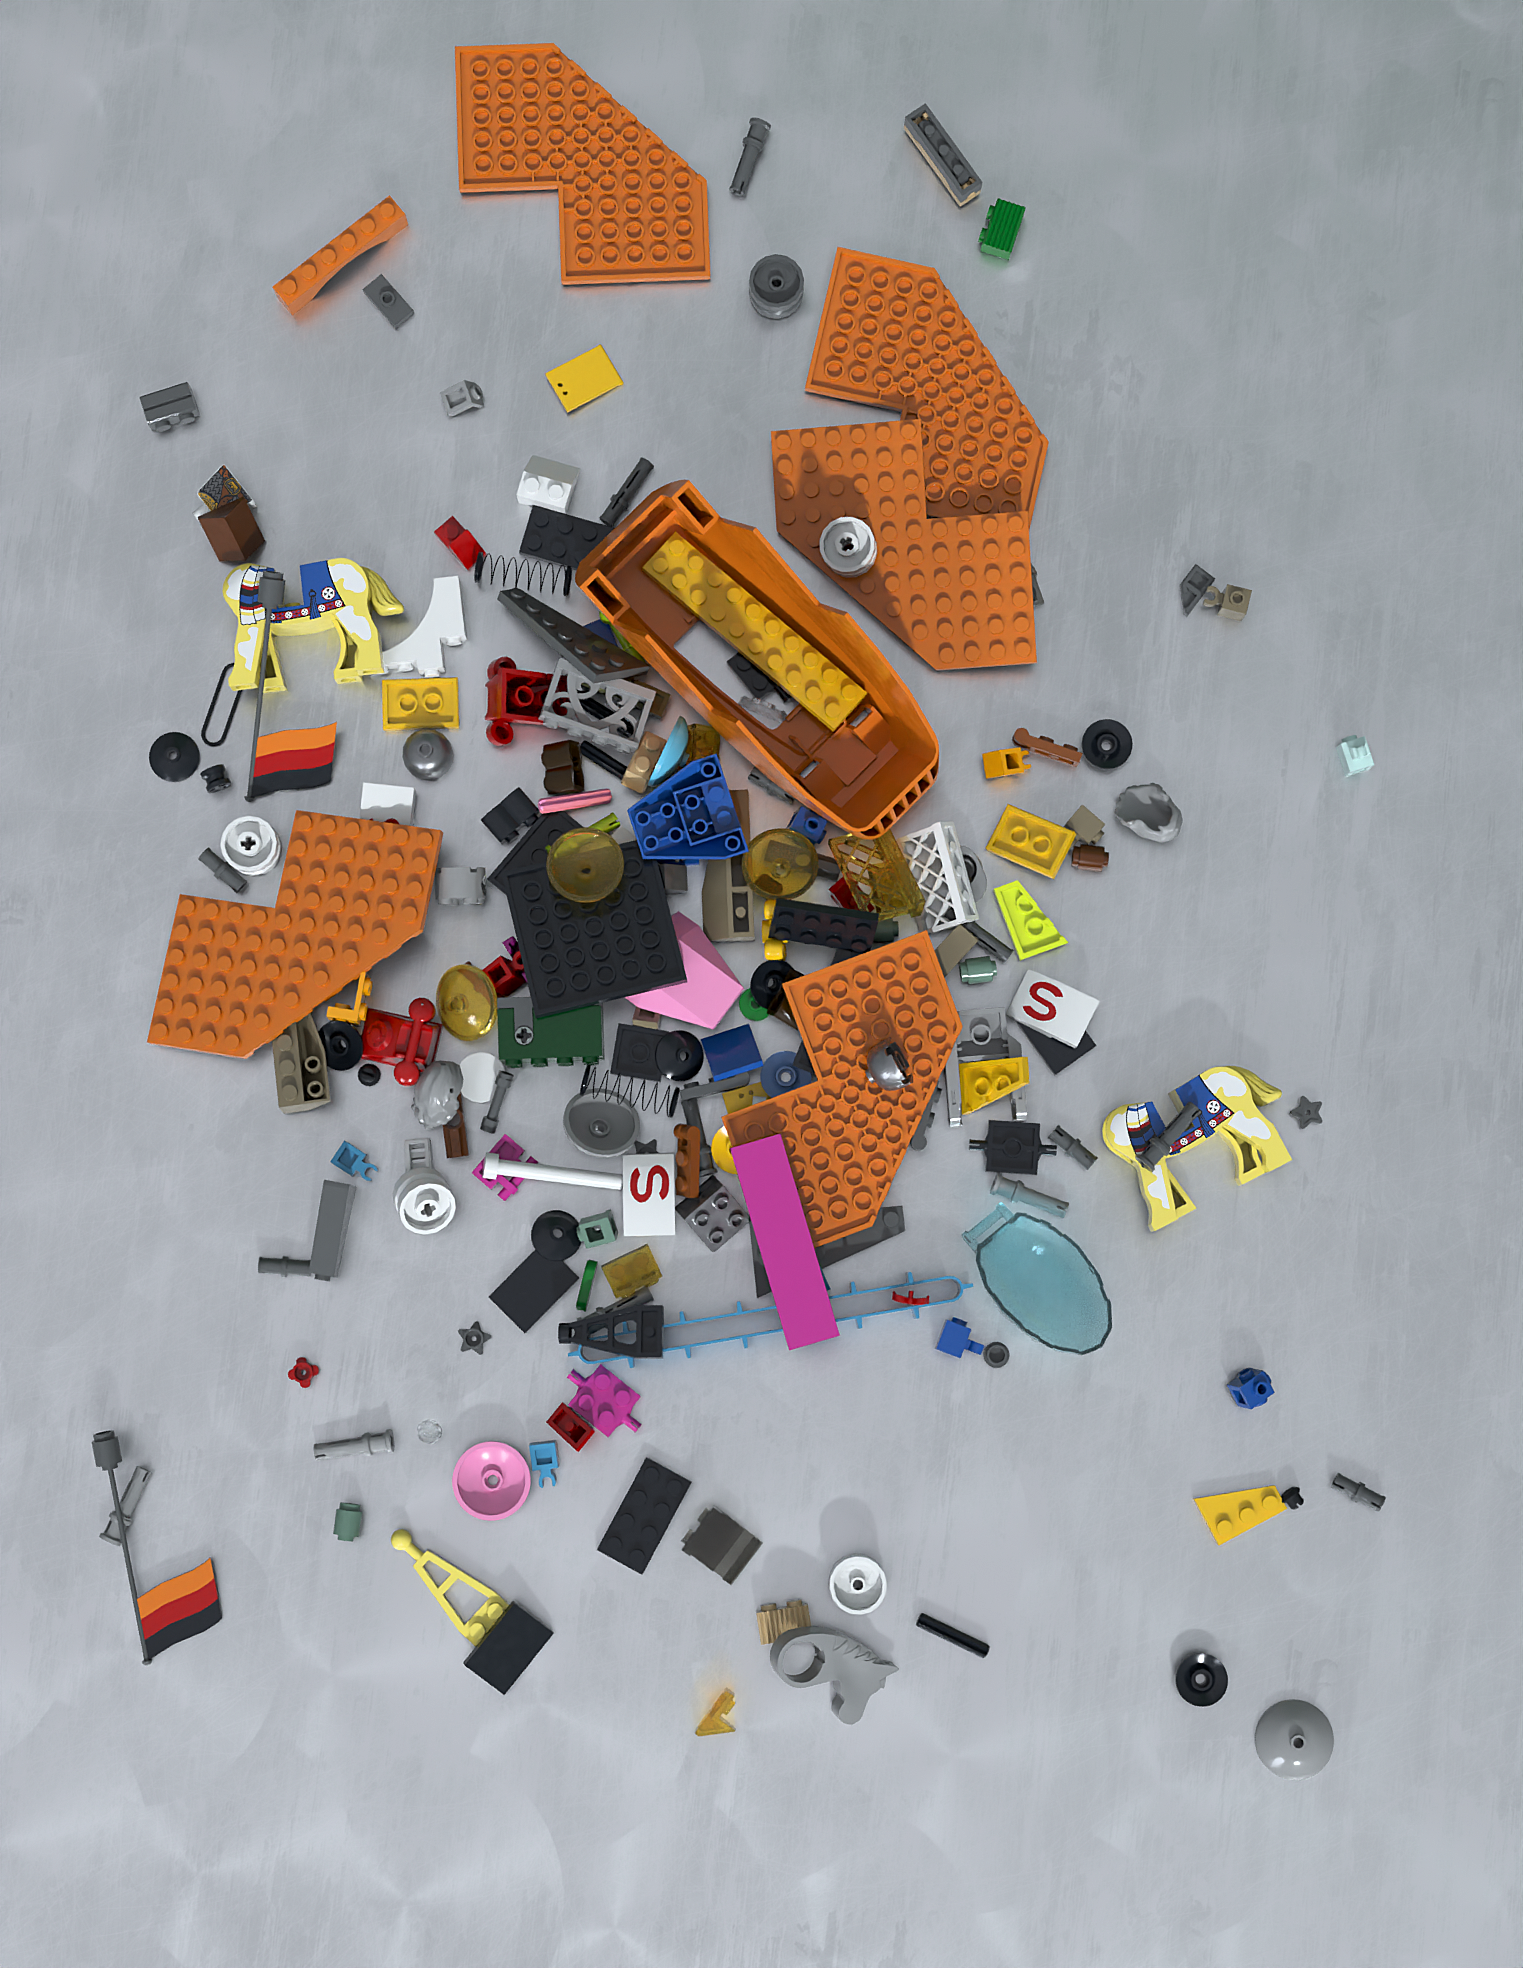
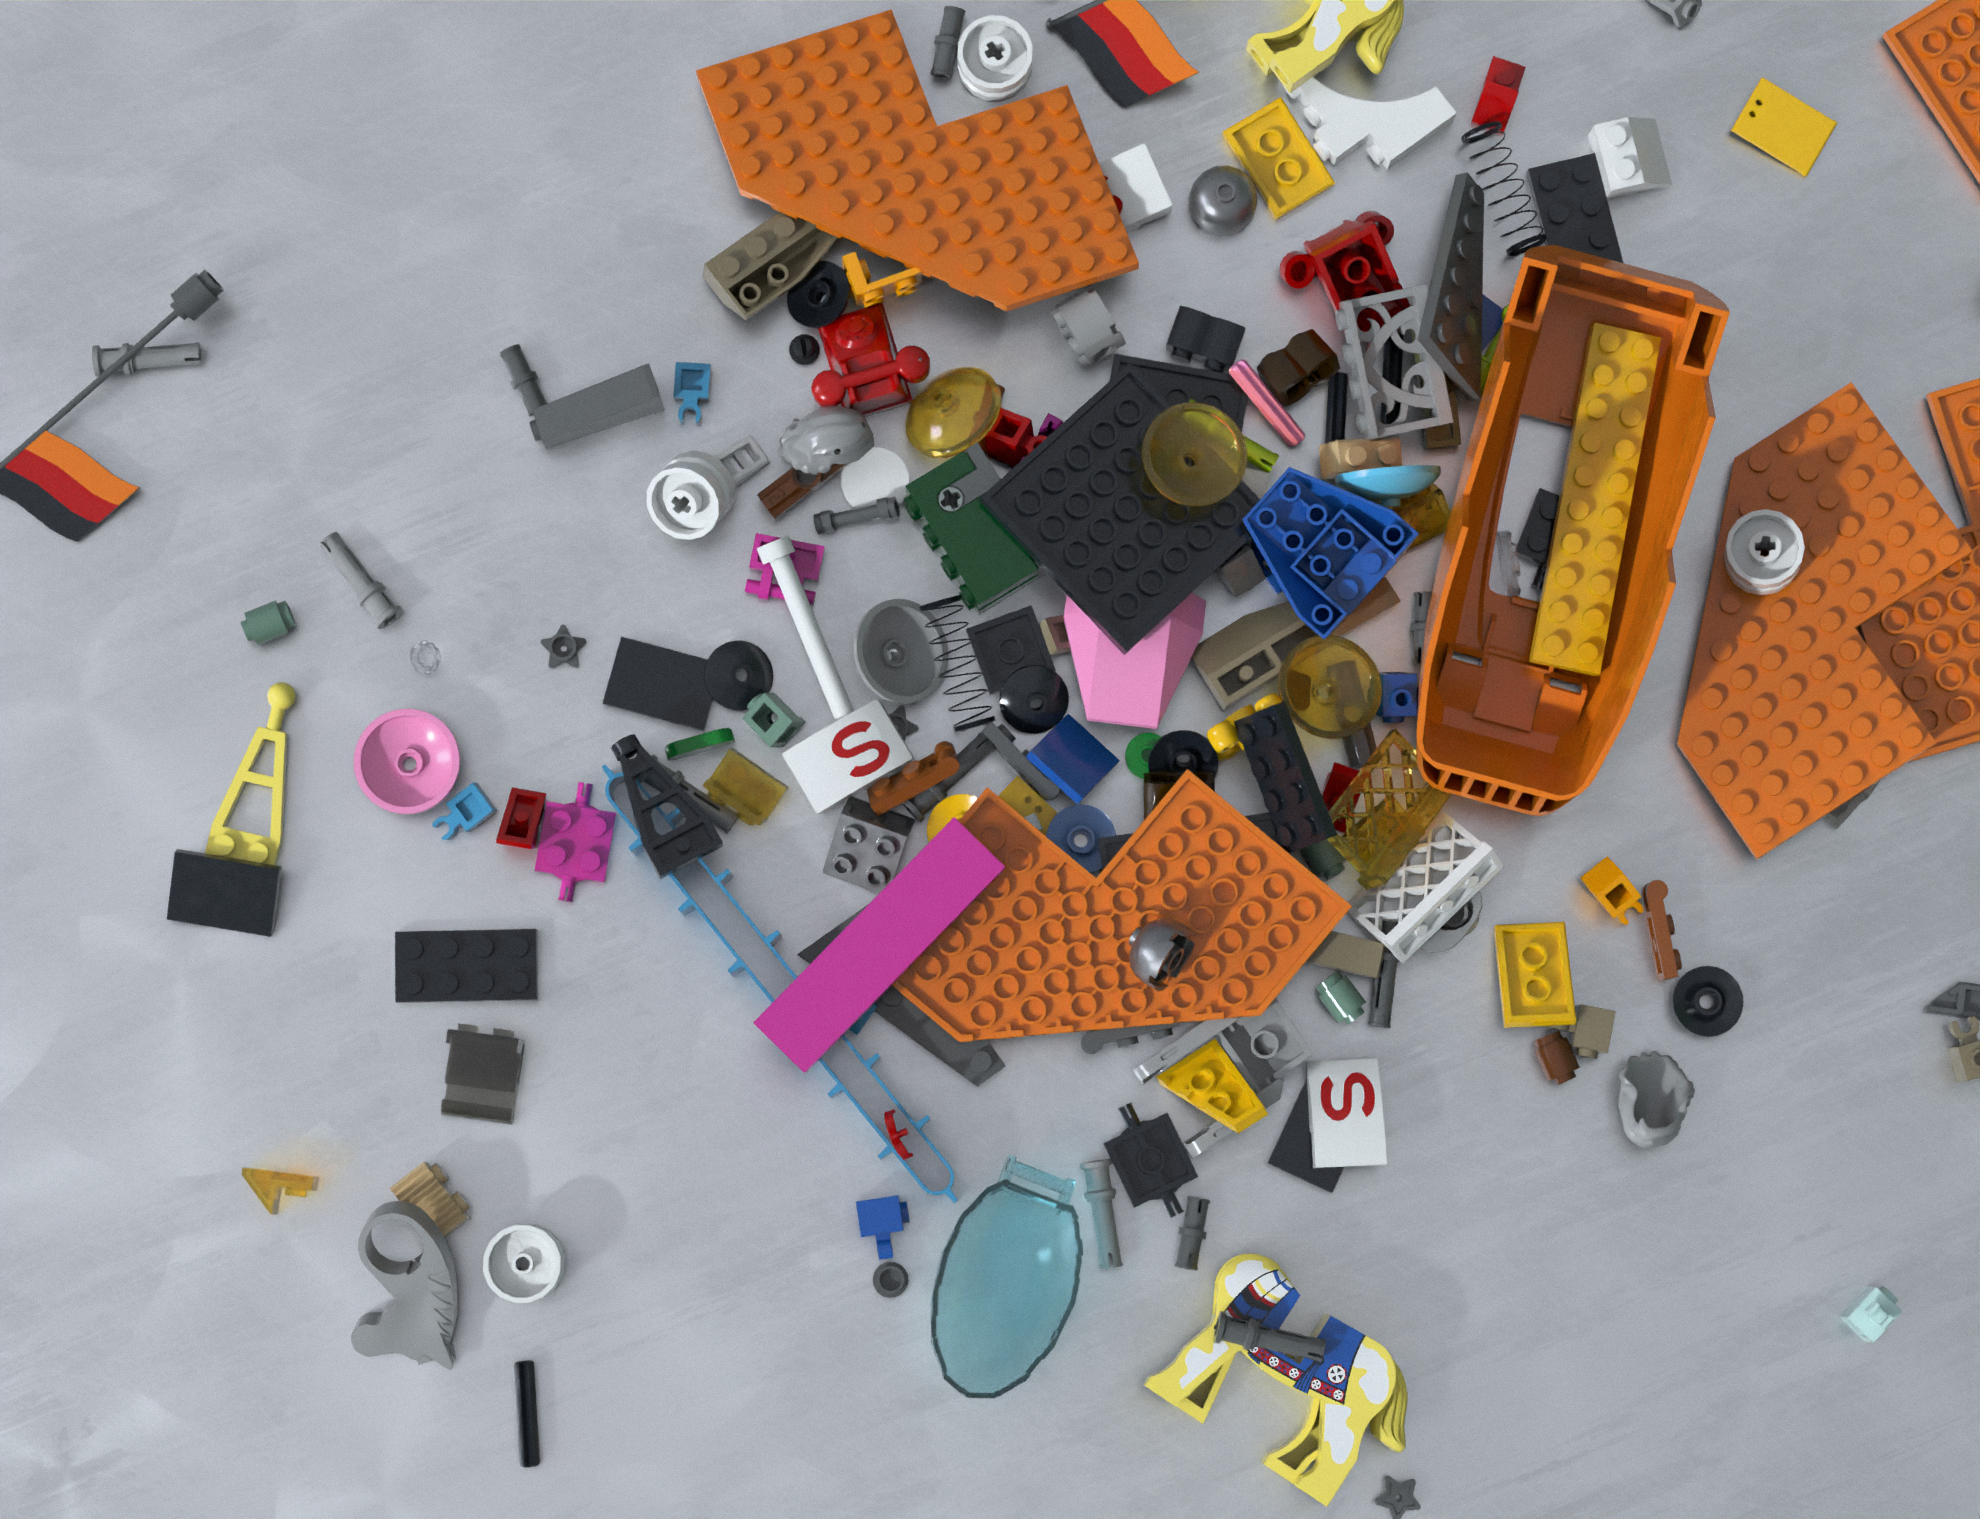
camera: 60 degrees right, 0 degrees up
(302, 1364) = (406, 464): red plate -> none
(620, 501) = (1675, 254): dark grey pin -> none
(1026, 923) = (1431, 1026): neon yellow wing -> none

